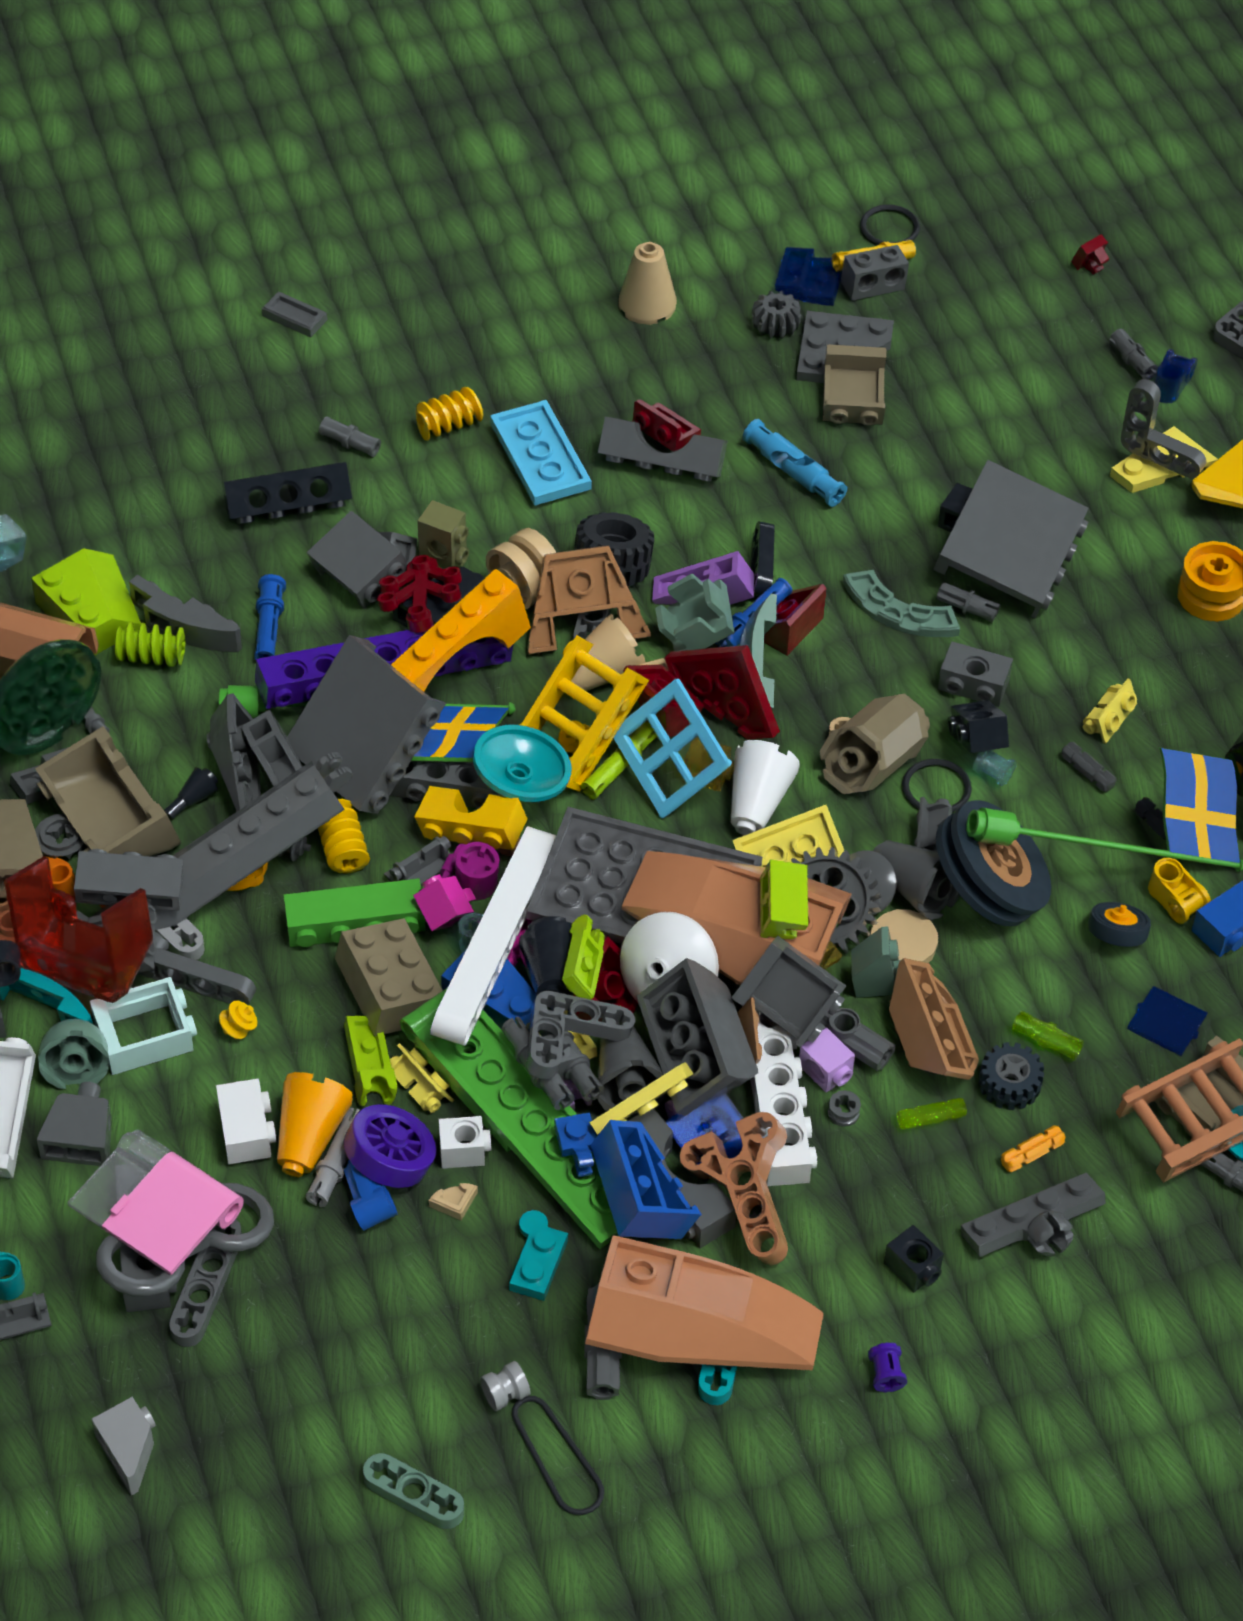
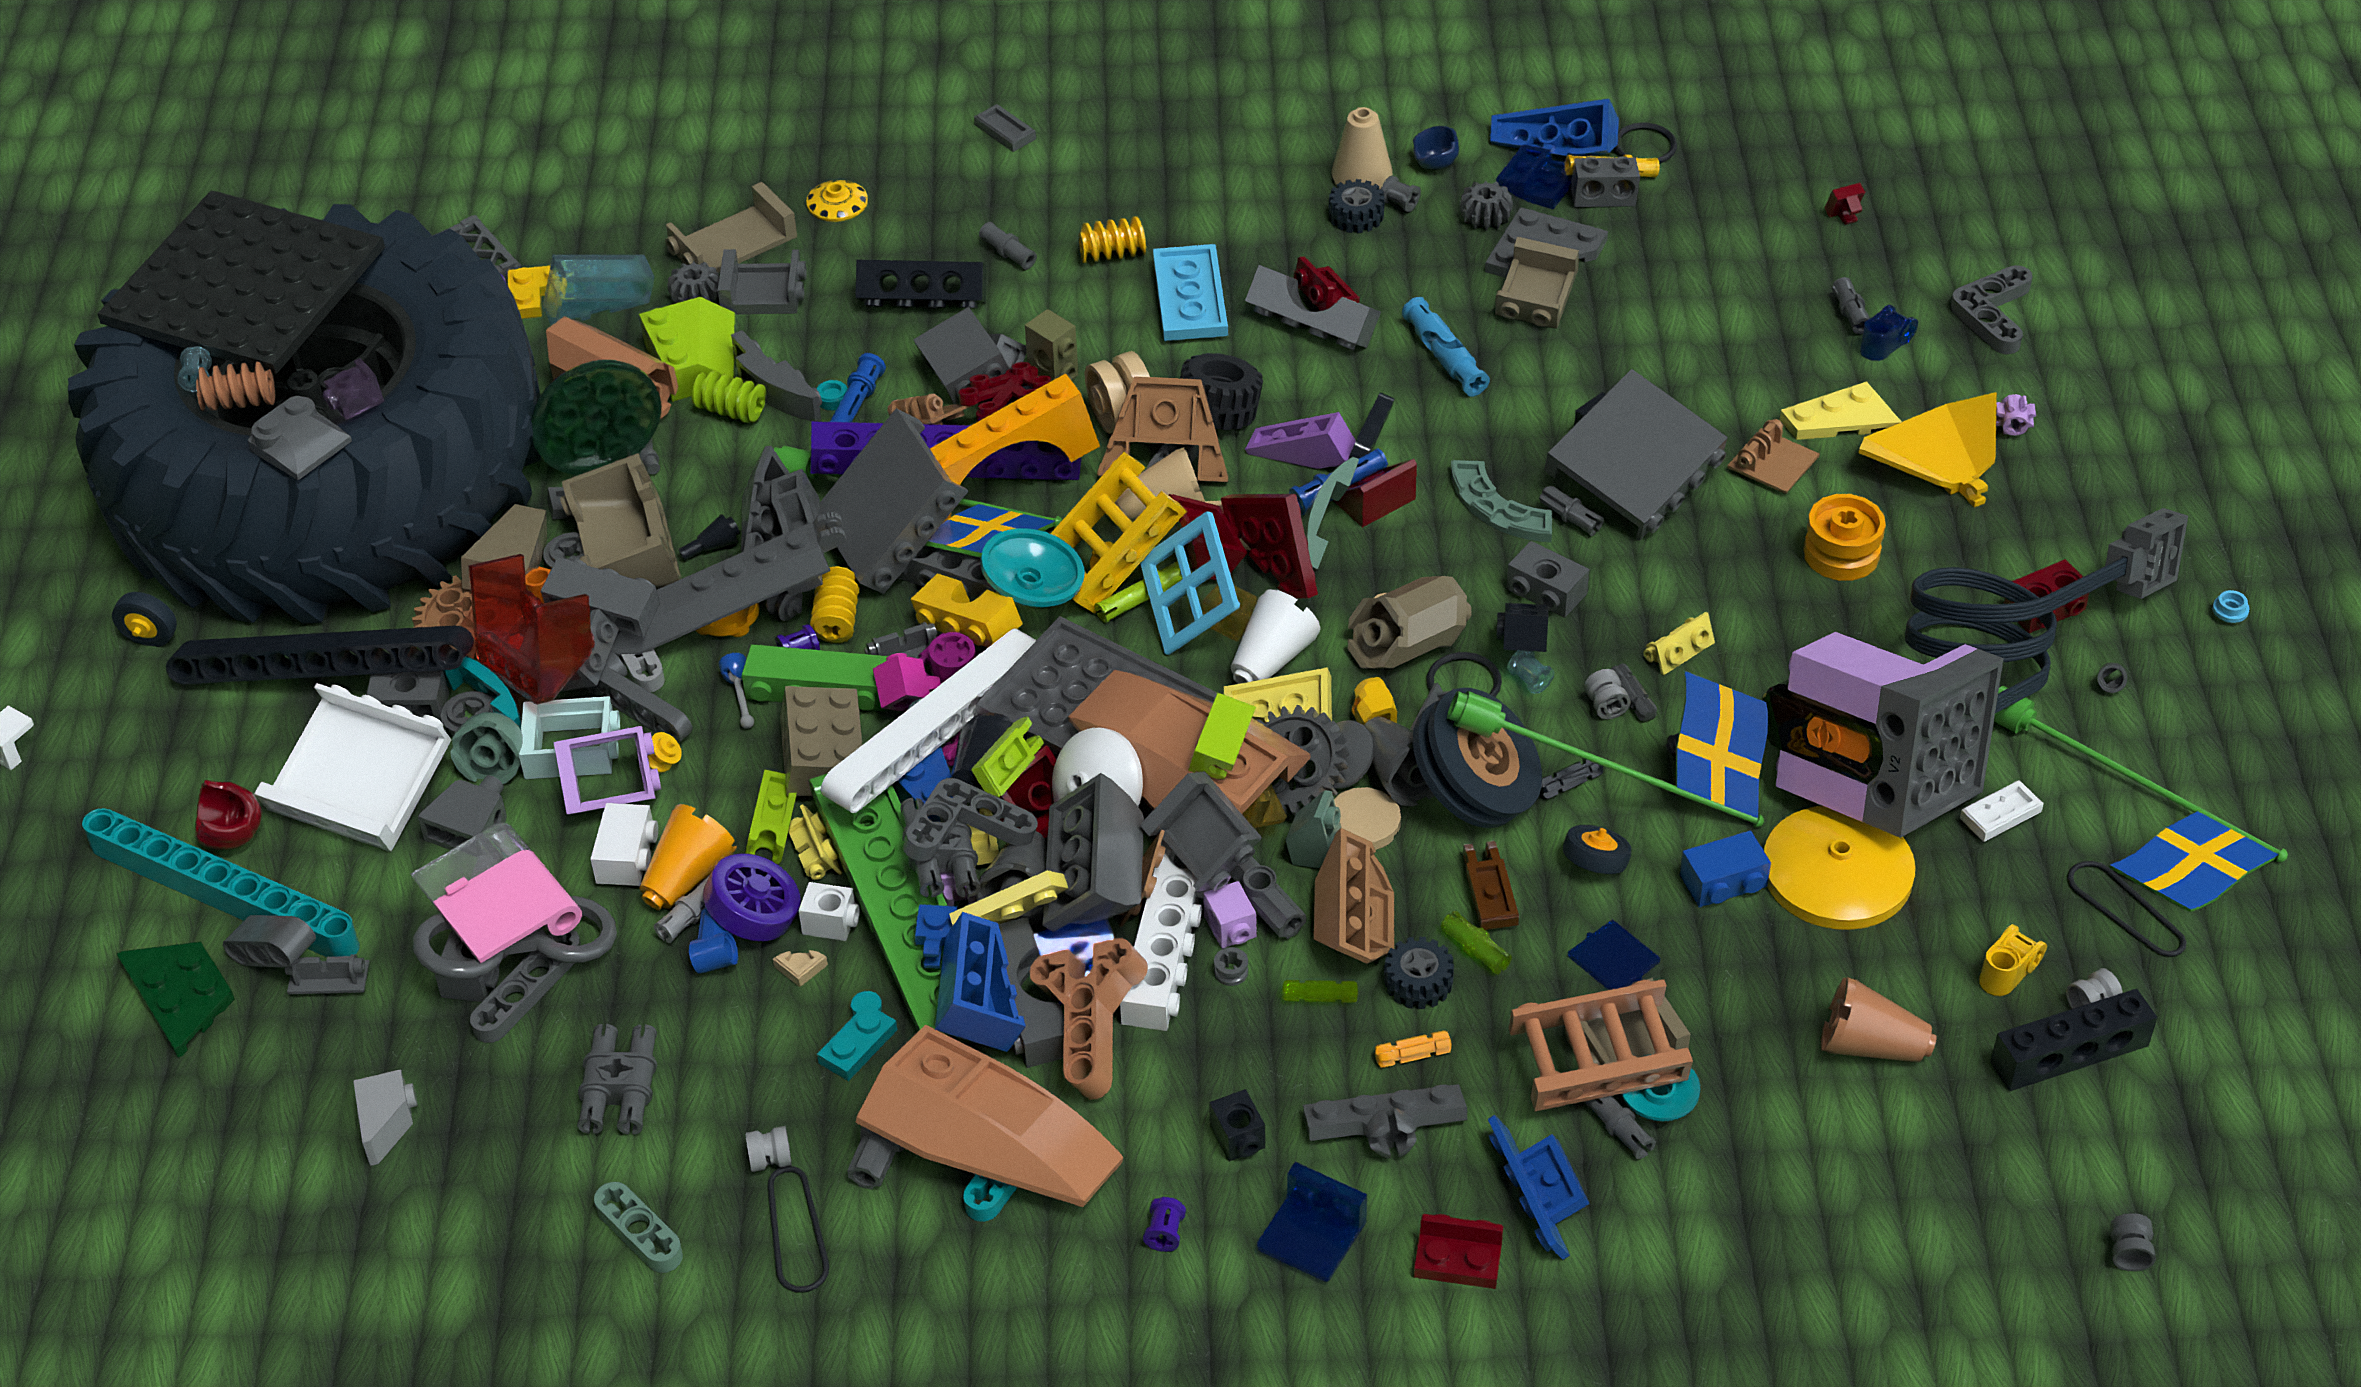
camera: 20 degrees right, 5 degrees down
(34, 1010) = (454, 709): none -> dark grey gear
(65, 535) = (693, 282): none -> dark grey gear
(81, 474) = (749, 232): none -> dark tan panel
(130, 522) = (761, 287): none -> dark grey panel
(162, 419) = (837, 200): none -> yellow dish
(168, 1069) = (568, 772): none -> lavender window
(246, 619) = (831, 393): none -> teal tile
(271, 921) = (731, 669): none -> hinge
(325, 878) = (801, 639): none -> dark purple bush
(351, 1356) = (617, 1079): none -> dark grey pin
(356, 622) = (928, 409): none -> medium nougat hinge
(658, 336) = (1356, 206): none -> black wheel
(693, 316) = (1400, 193): none -> dark grey bush
(699, 616) = (1282, 468): sand green panel -> none
(709, 264) = (1436, 147): none -> dark blue hair
(824, 225) = (1565, 129): none -> blue wedge
(871, 826) = (1372, 701): none -> yellow rock
(1017, 1333) = (1315, 1223): none -> clear blue bracket
(1040, 980) = (1490, 888): none -> reddish brown hinge
(1067, 859) = (1569, 777): none -> black axle
(1069, 773) = (1608, 695): none -> light grey wheel
(1122, 516) = (1773, 458): none -> medium nougat hinge
(1146, 1327) = (1459, 1251): none -> dark red bracket
(1149, 439) = (1821, 389): dark grey beam -> none
(1176, 890) = (1674, 827): yellow piece -> none
(1197, 1242) = (1546, 1181): none -> blue bracket

